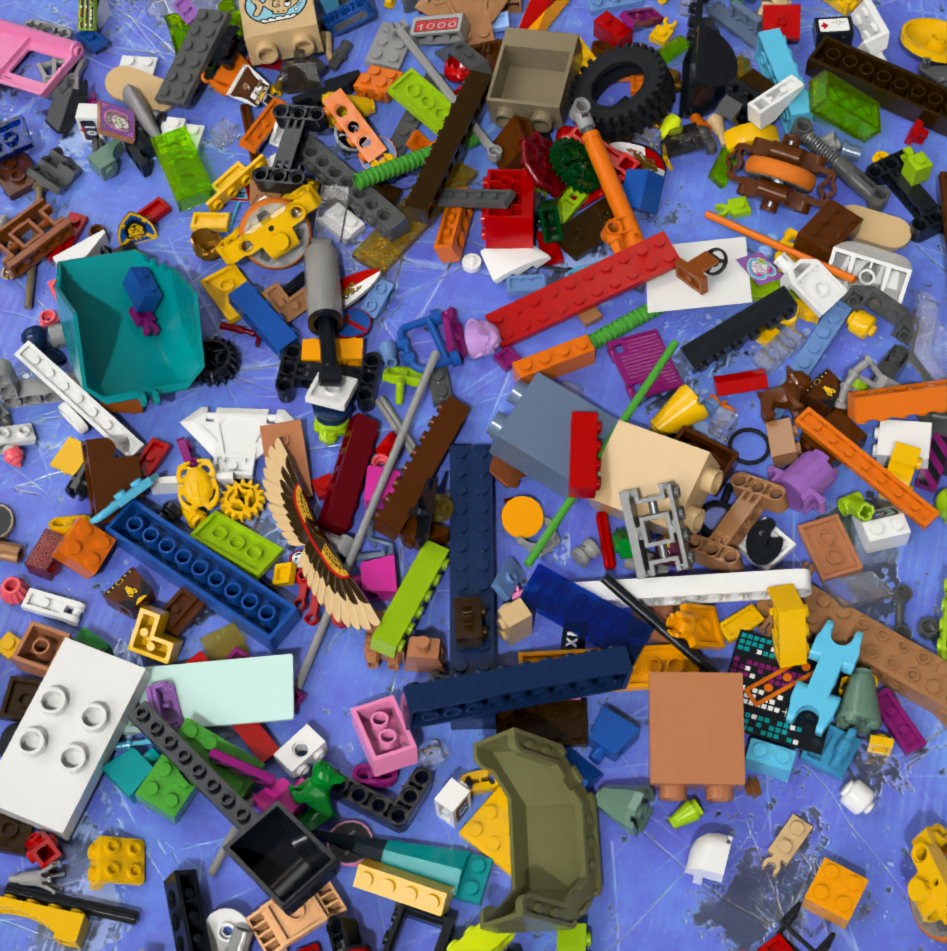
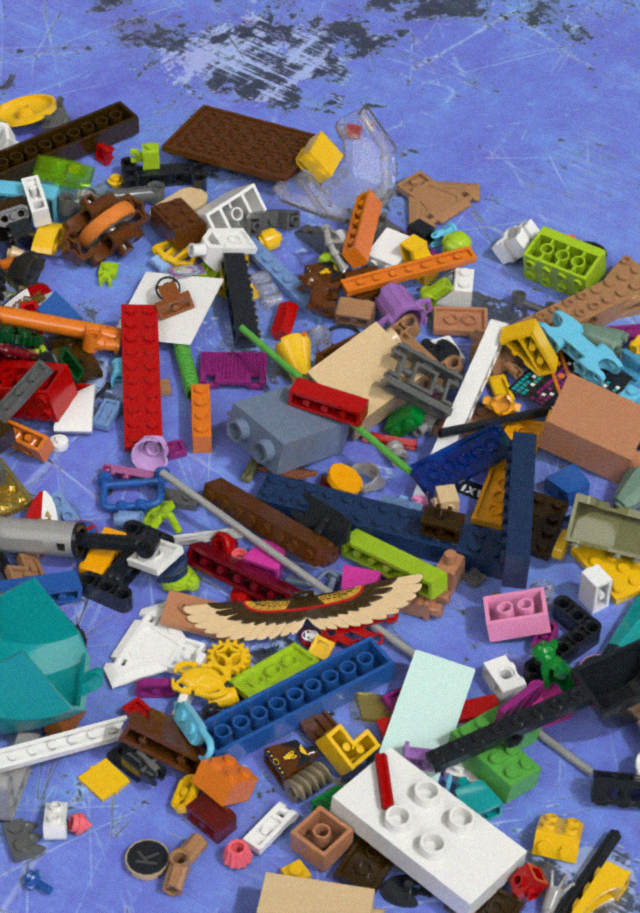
camera: 75 degrees left, 15 degrees down
(73, 418) = (61, 765): white tile -> none
(94, 675) = (384, 780): none -> red axle
(112, 620) = (307, 781): none -> dark tan piece
(481, 787) = (573, 576): yellow beam -> none
(718, 171) = (64, 265): clear neon green plate -> none
(776, 245) = (164, 257): orange piece -> none
(857, 589) = (507, 313): clear piece -> none
(928, 628) = (551, 294): dark grey tile -> none

